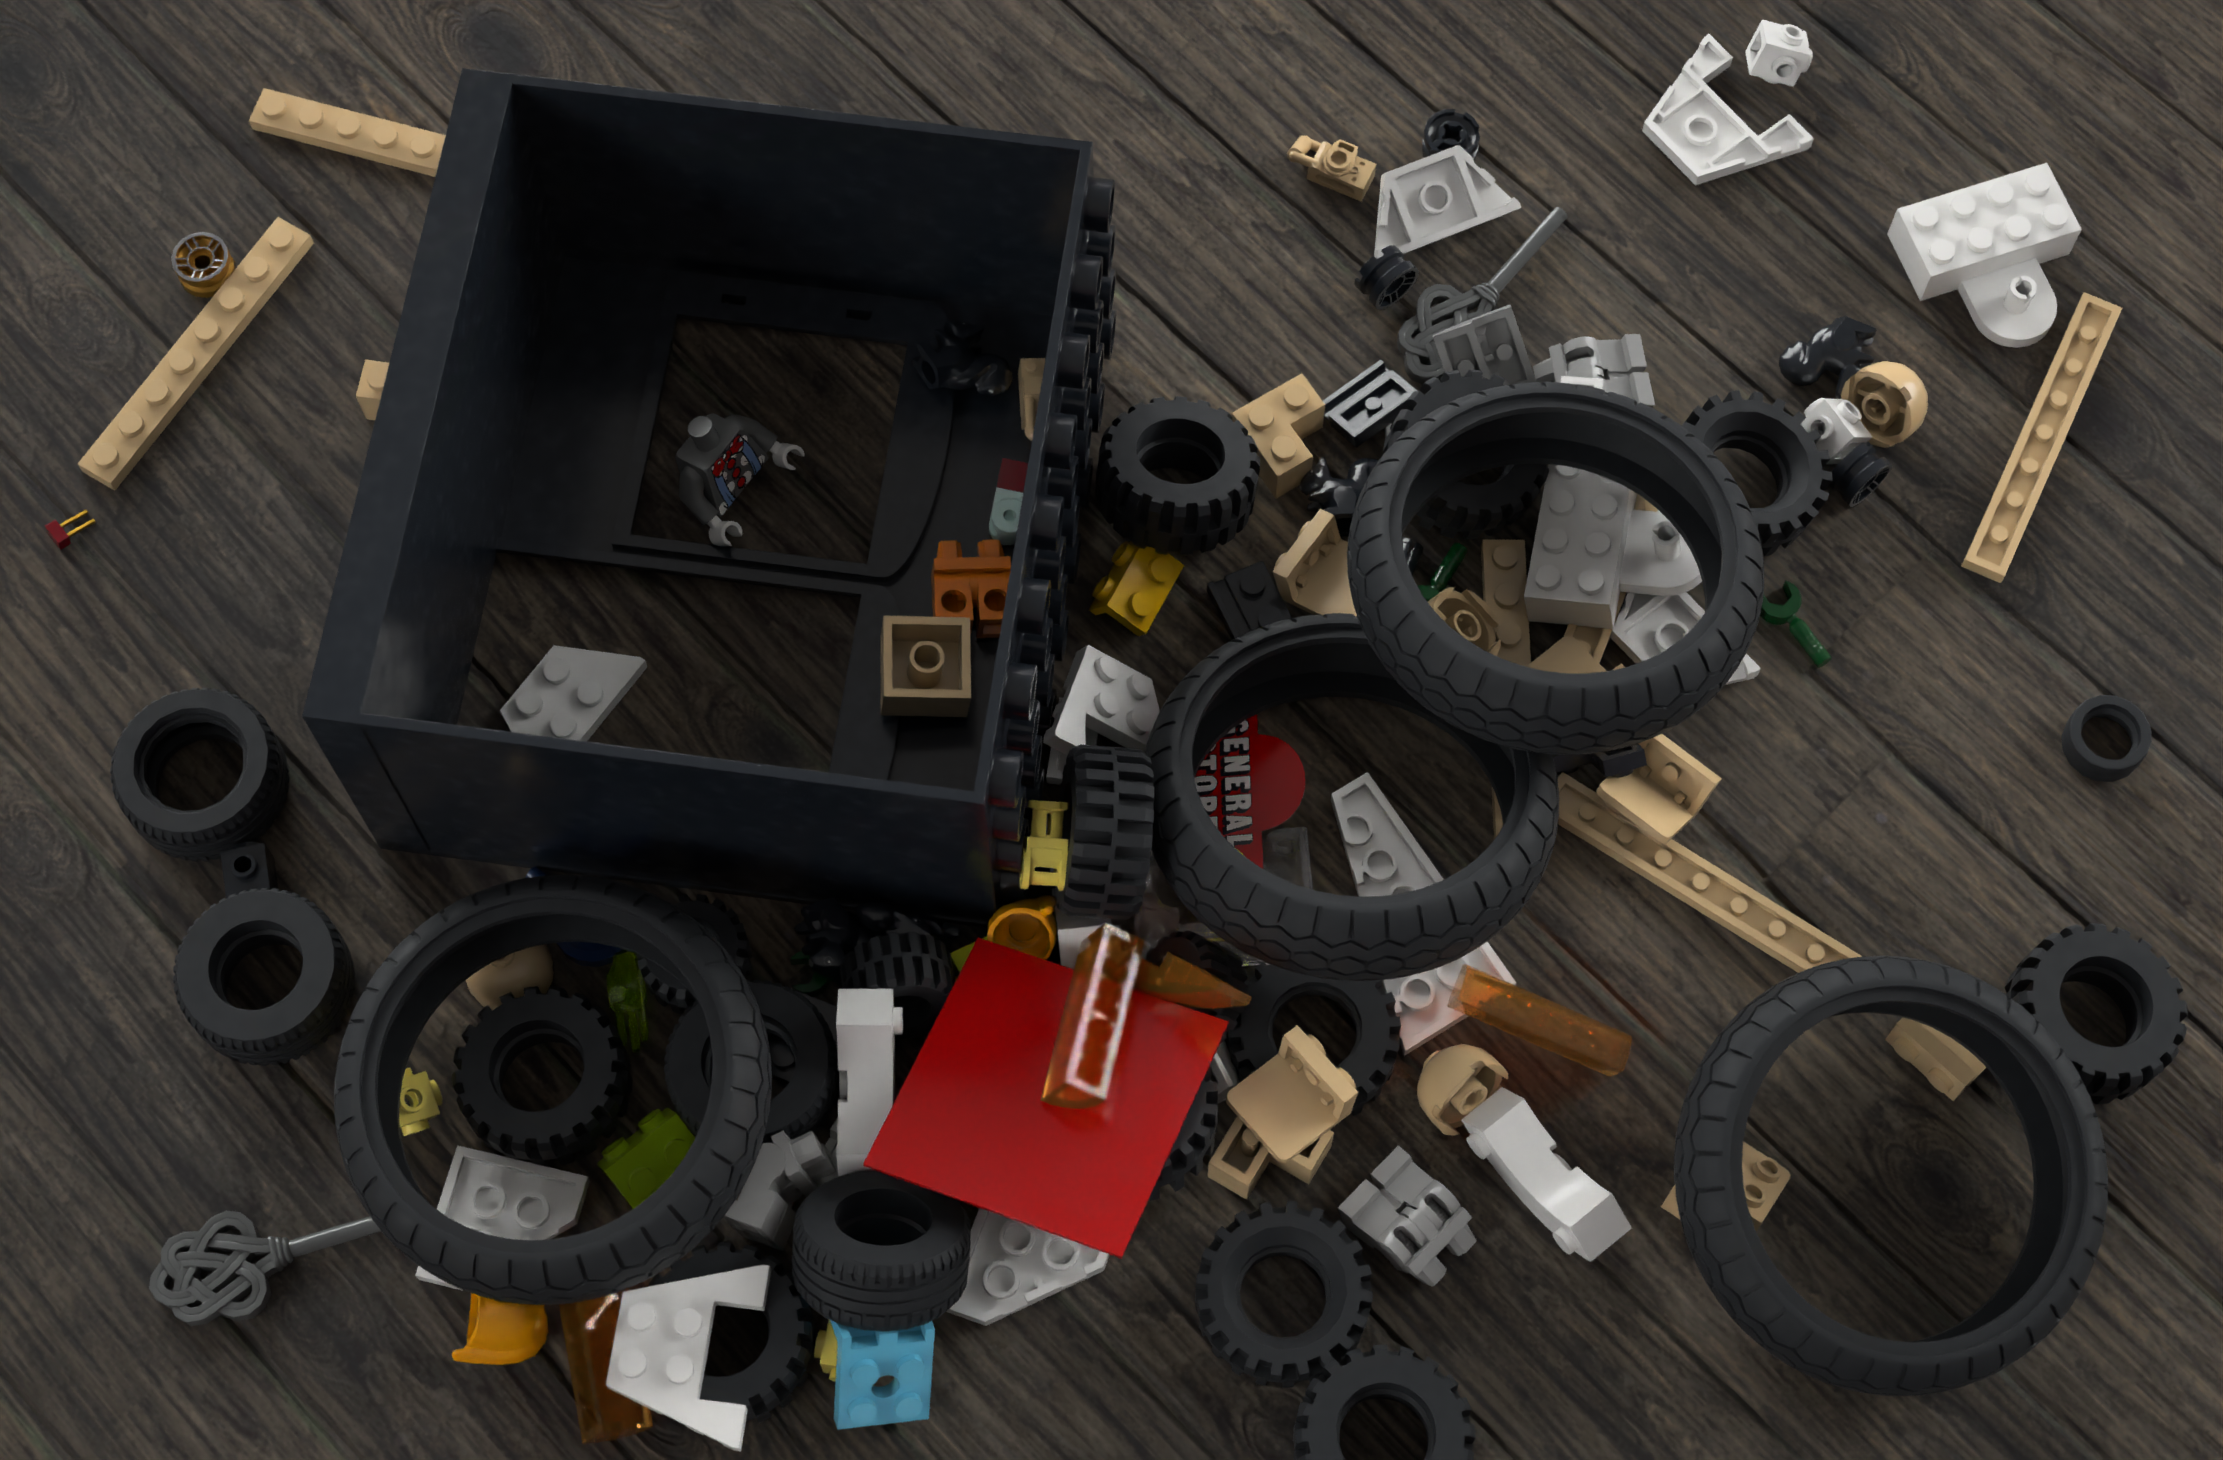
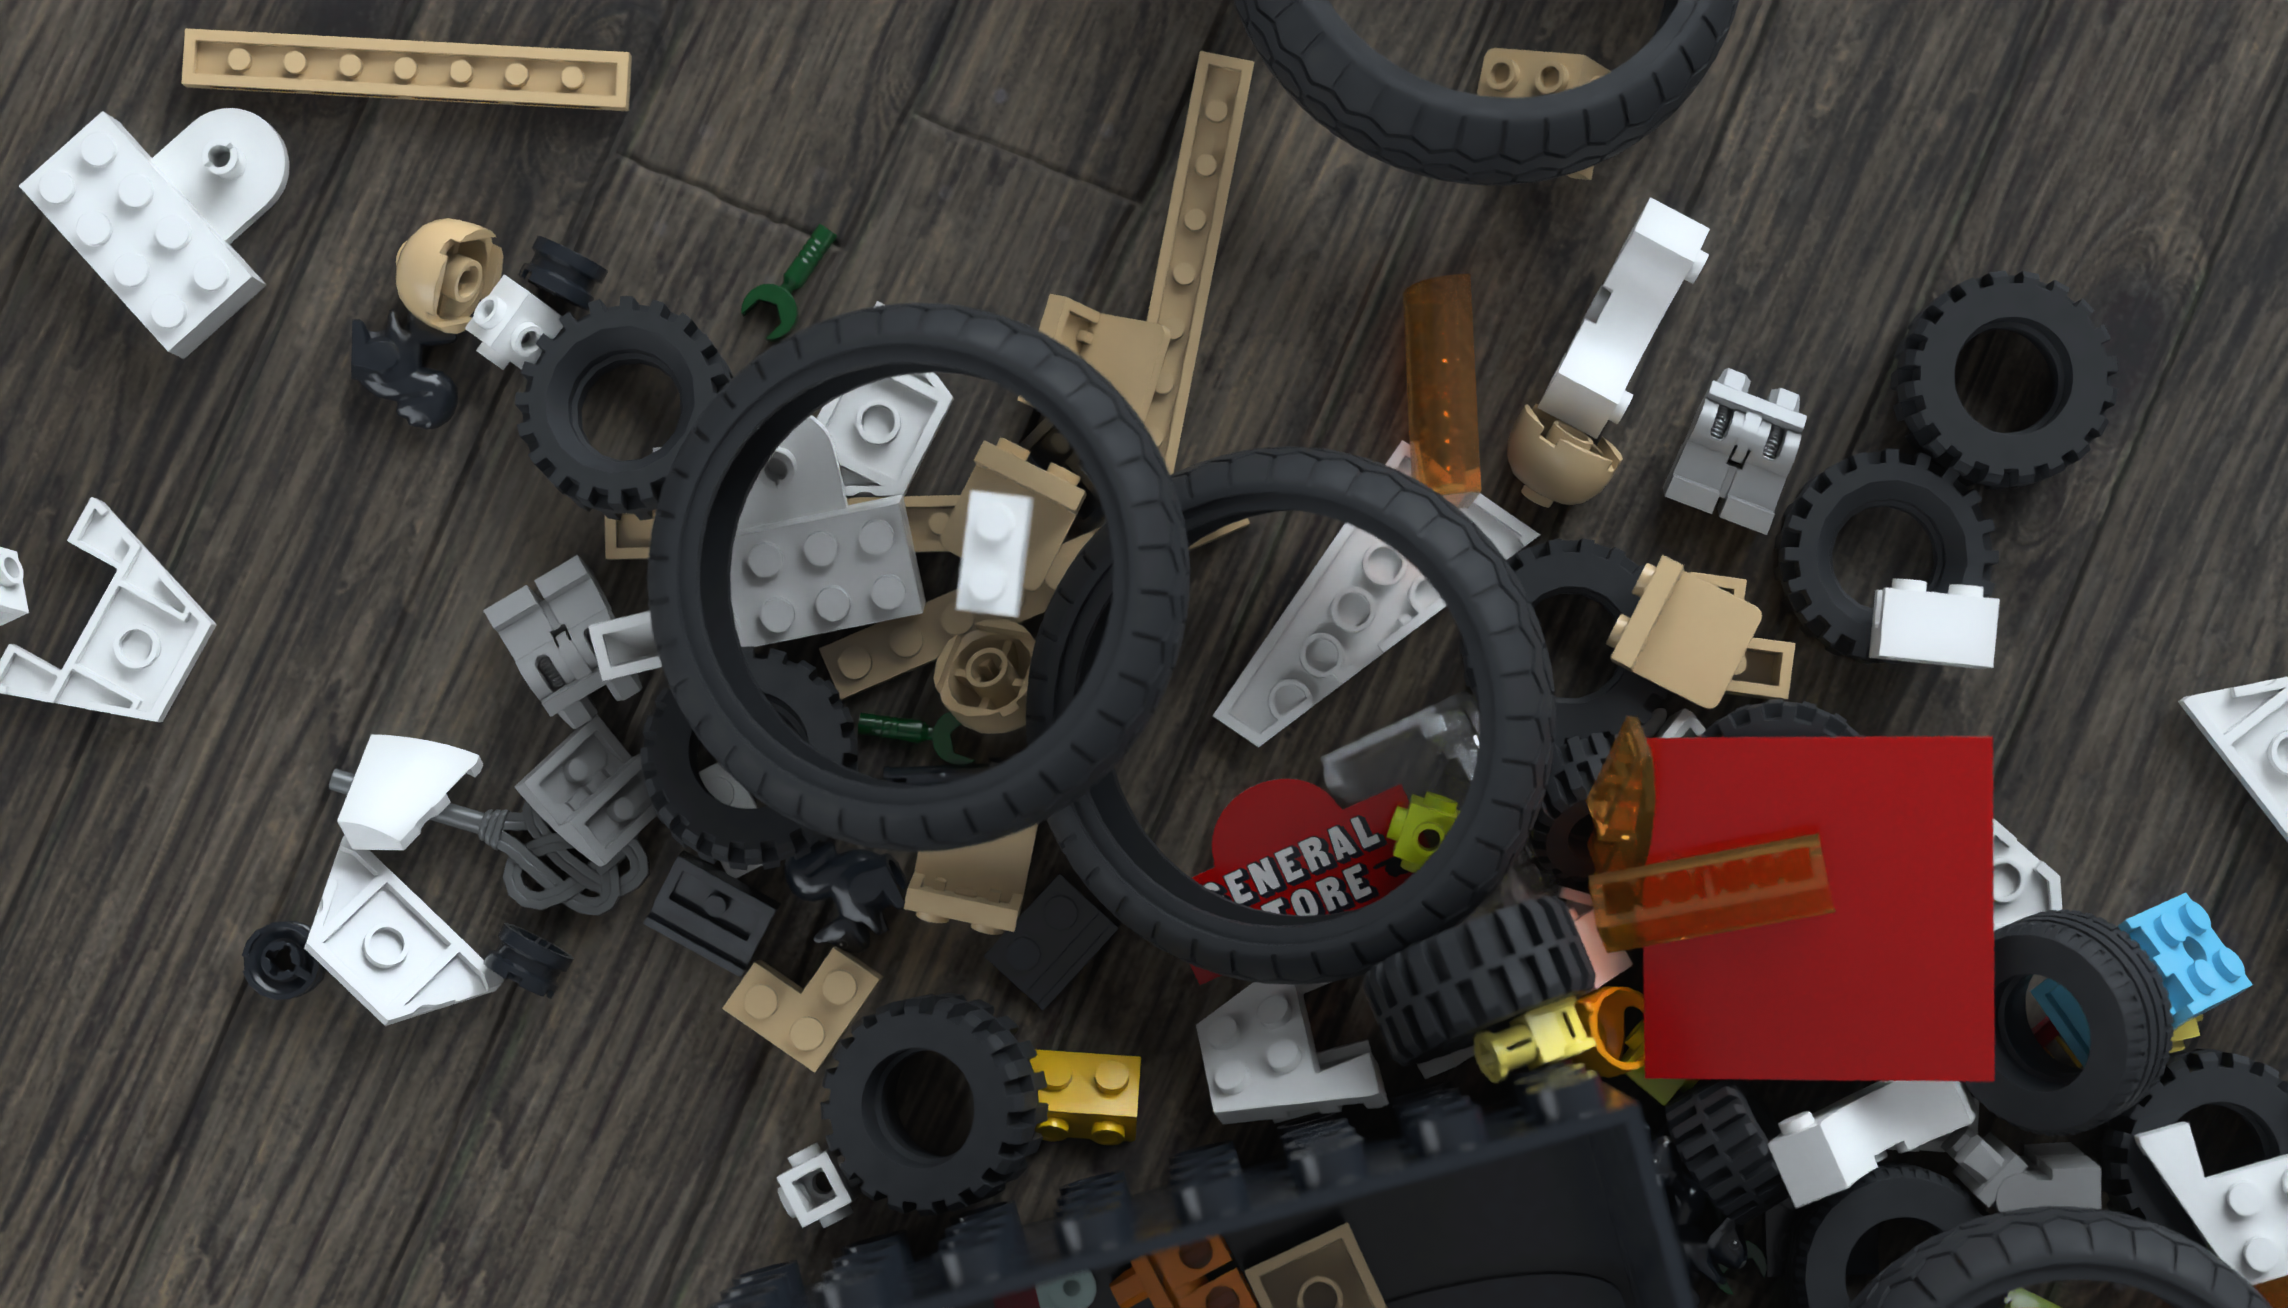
camera: 115 degrees left, 20 degrees up
(1151, 381) = (803, 1197): none -> white brick
(1218, 1285) = (1934, 626): none -> white brick
(1334, 166) = (383, 1098): tan piece -> none
(1536, 242) = (400, 789): none -> white slope
(1554, 592) = (994, 553): none -> white plate

